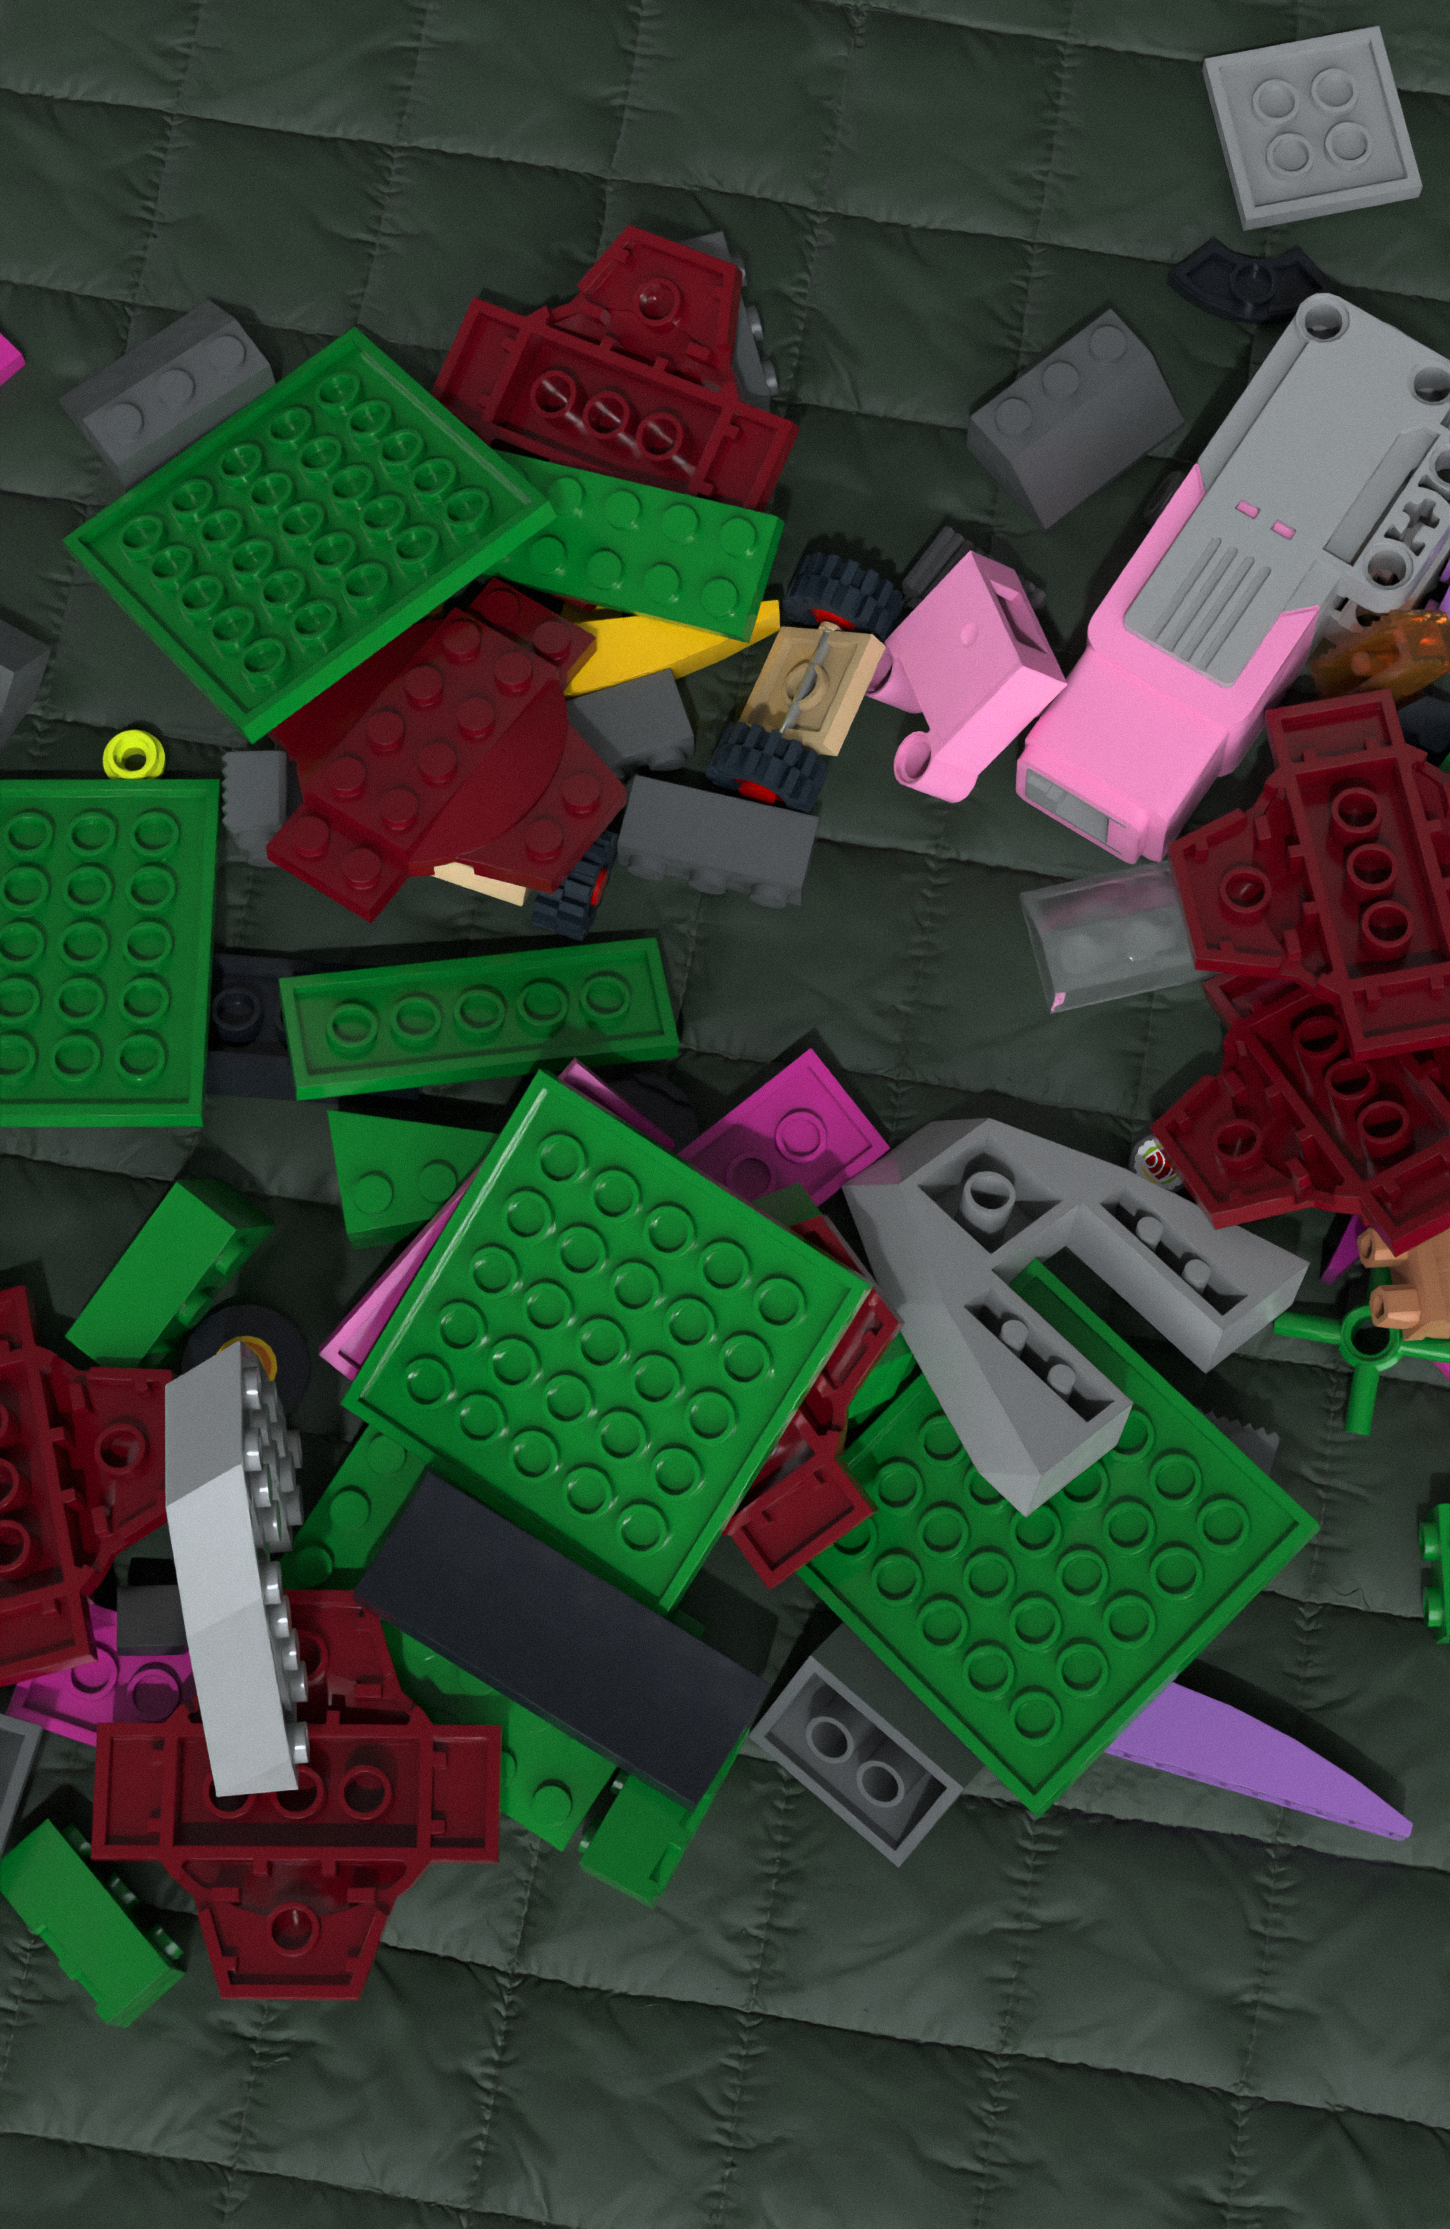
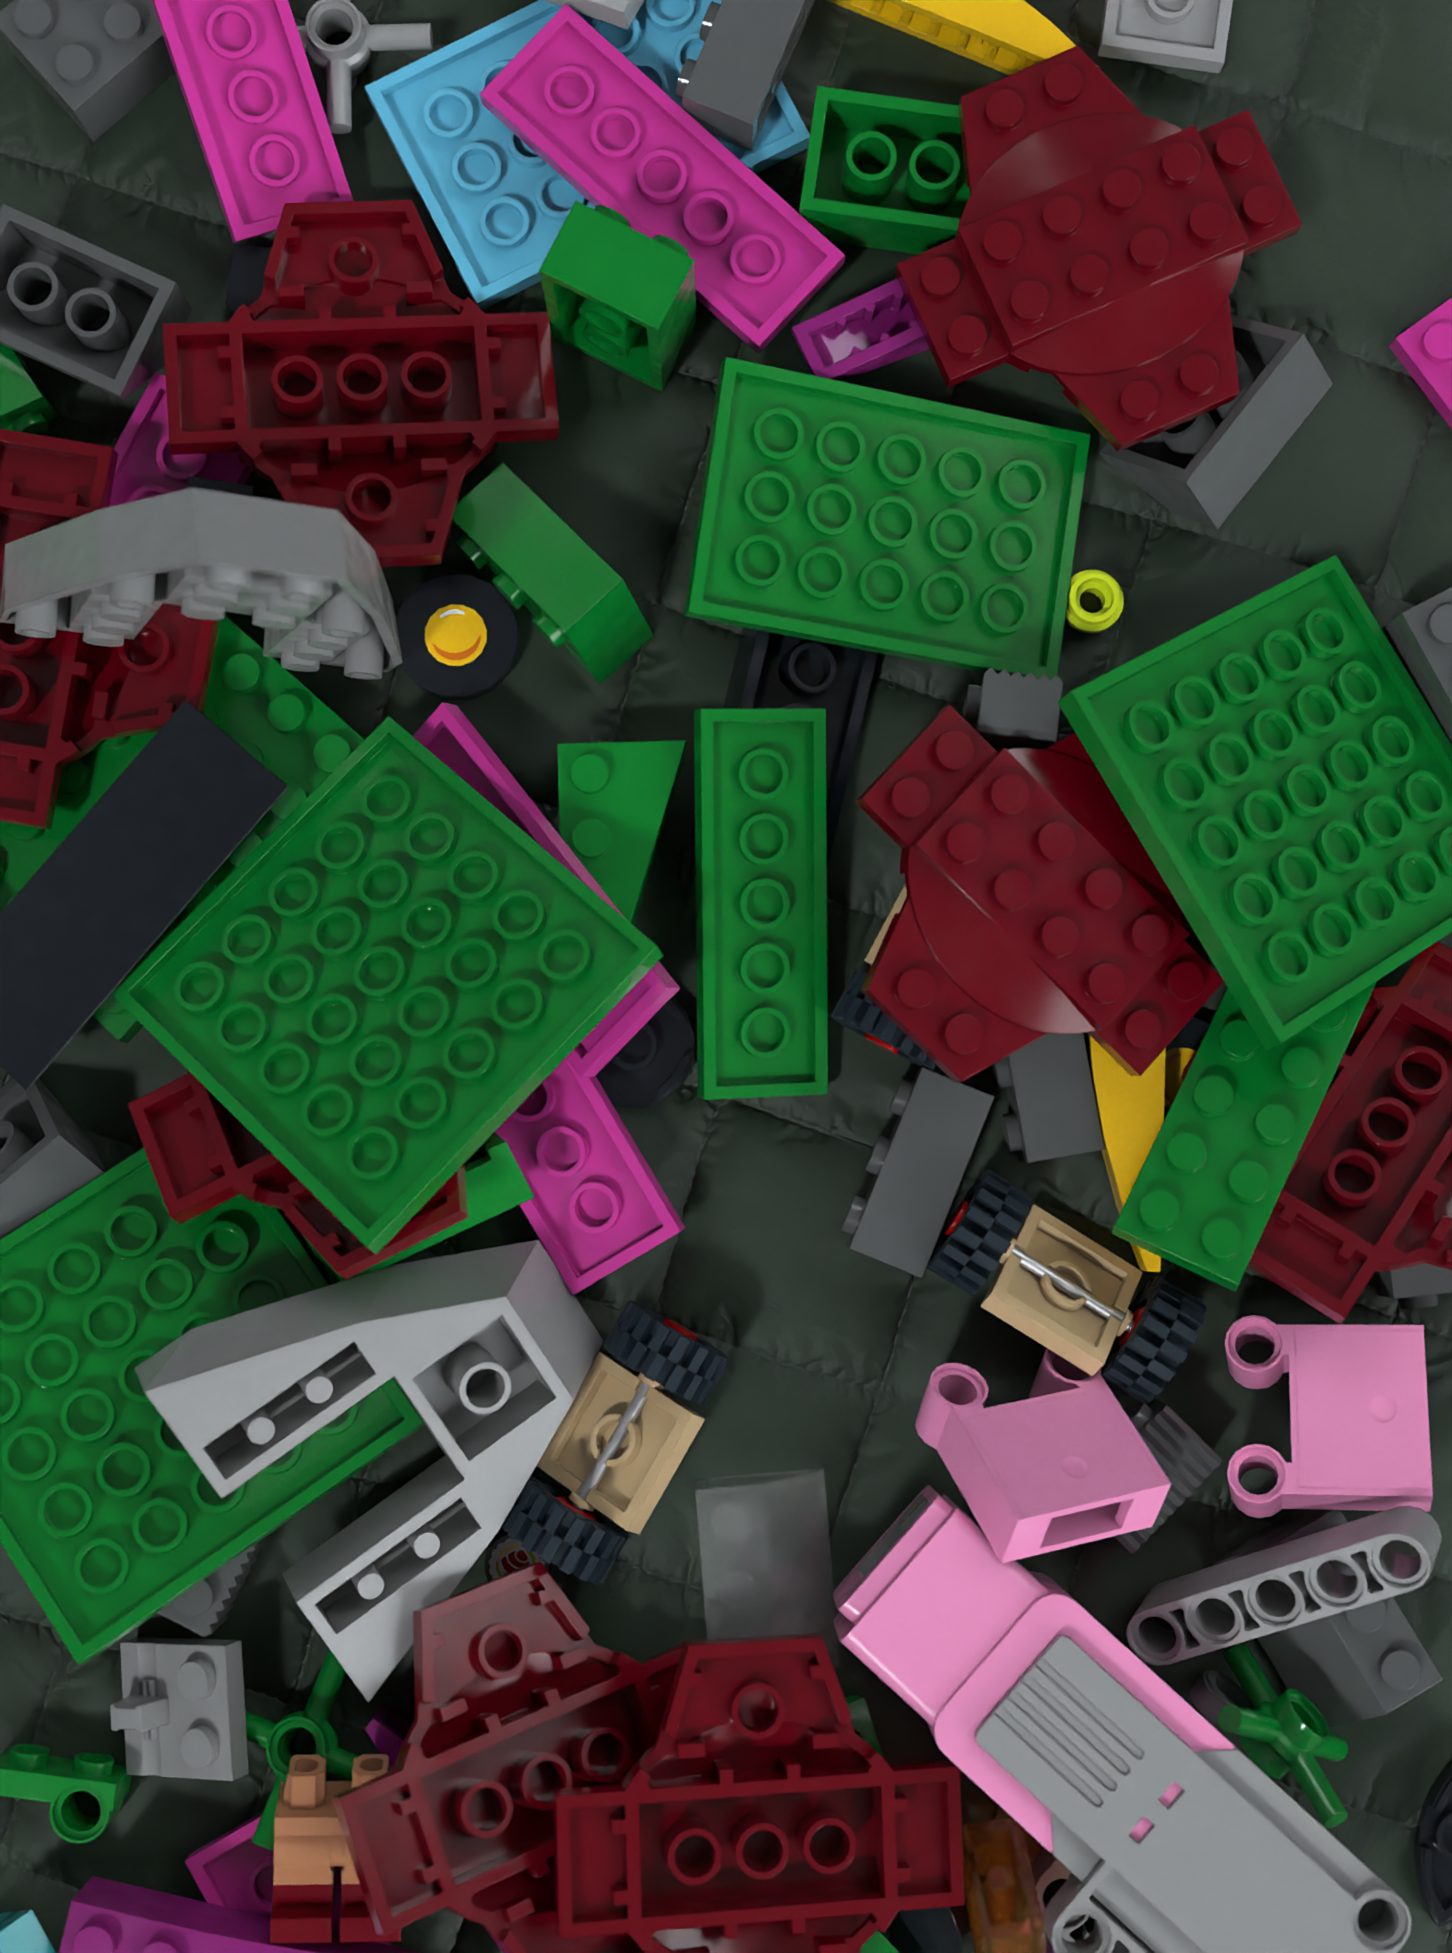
camera: 95 degrees right, 10 degrees up
(883, 415) = (1352, 1414): none -> bright pink piece
(1021, 1073) = (617, 1444): none -> plate
(1024, 440) = (1300, 1565): none -> light grey beam
(1181, 436) = (1284, 1735): none -> green bar
(1357, 1457) = (182, 1708): none -> light grey hinge

